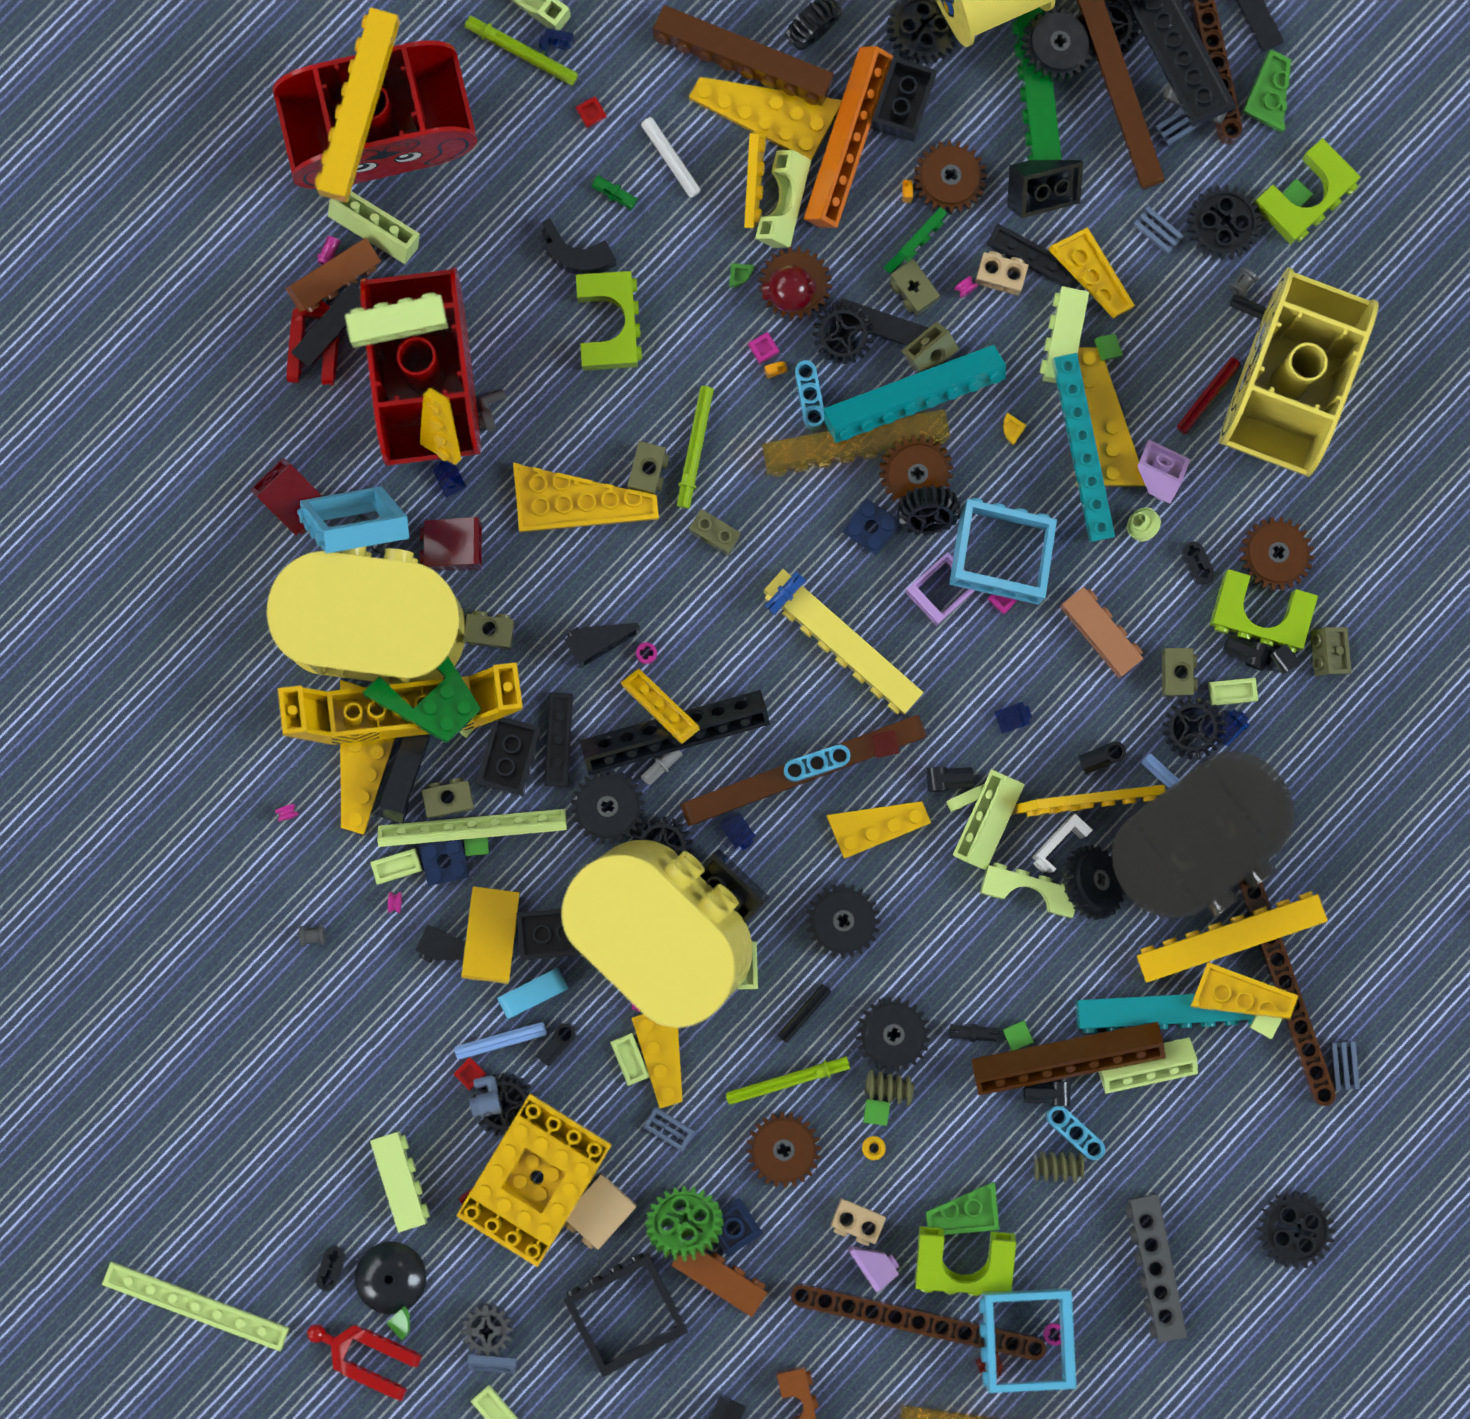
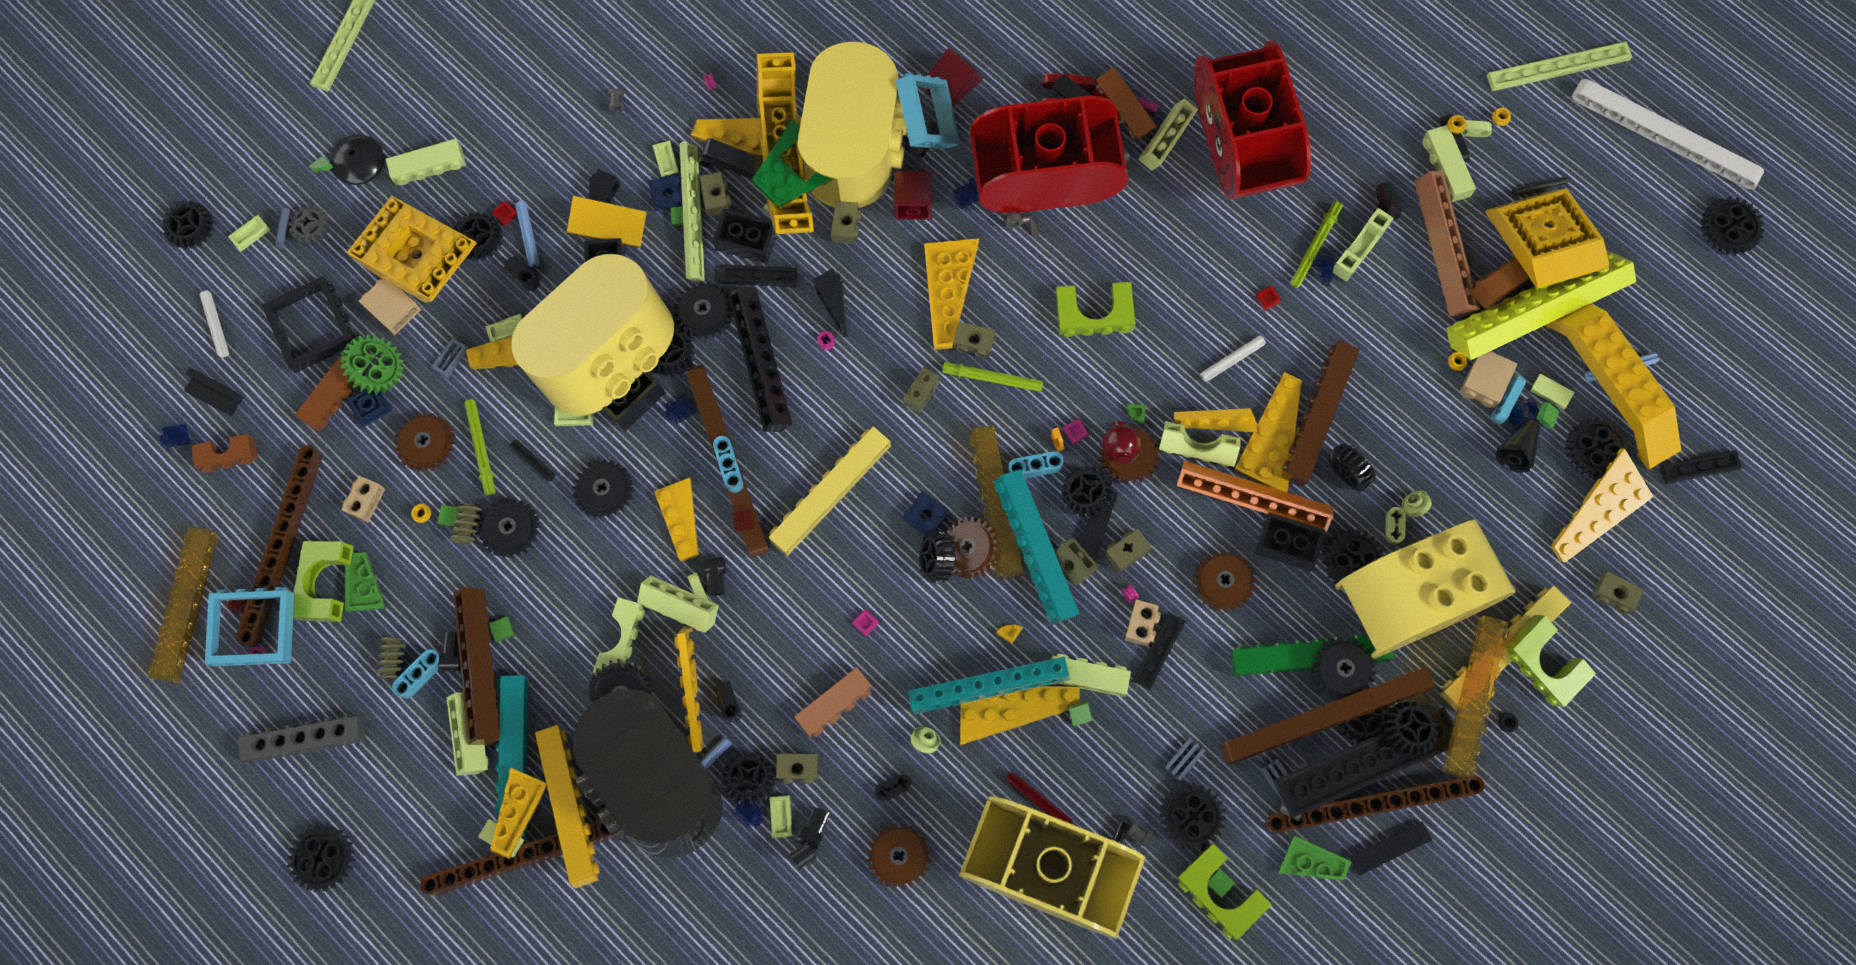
camera: 100 degrees right, 10 degrees down
(325, 1266) = (367, 113): black beam -> none
(341, 1345) = (288, 135): red piece -> none
(358, 105) = (1252, 87): yellow brick -> none
(394, 902) = (637, 157): dark pink bush -> none
(396, 320) = (1076, 117): yellowish green brick -> none
(438, 427) = (995, 156): yellow wing -> none
(486, 1103) = (475, 219): sand blue piece -> none
(532, 993) = (560, 254): medium azure beam -> none
(577, 261) = (1144, 297): black arch -> none
(614, 192) = (1201, 315): green pin -> none
(660, 706) = (780, 346): yellow tile -> none
(661, 765) = (735, 351): light grey axle -> none
(785, 593) = (868, 440): blue pin -> none
(875, 1266) = (324, 508): lavender slope -> none
(907, 191) = (1209, 546): light orange tile -> none
(919, 238) = (1169, 552): green wing -> none
(924, 603) = (862, 554): lavender window -> none
(973, 1033) = (506, 592): black pin -> none
(995, 585) = (871, 610): medium azure window -> none
(1013, 717) = (764, 628): clear blue bracket -> none
(1044, 186) = (1218, 658): black slope -> none
(1072, 824) = (669, 675): white panel -> none
(1090, 267) = (1149, 698): yellow wing -> none
(1162, 470) = (972, 756): lavender slope -> none
(1230, 615) = (844, 814): lime arch -> none
(1331, 651) = (812, 903): olive bracket -> none
(1354, 1066) = (439, 907): sand blue tile -> none

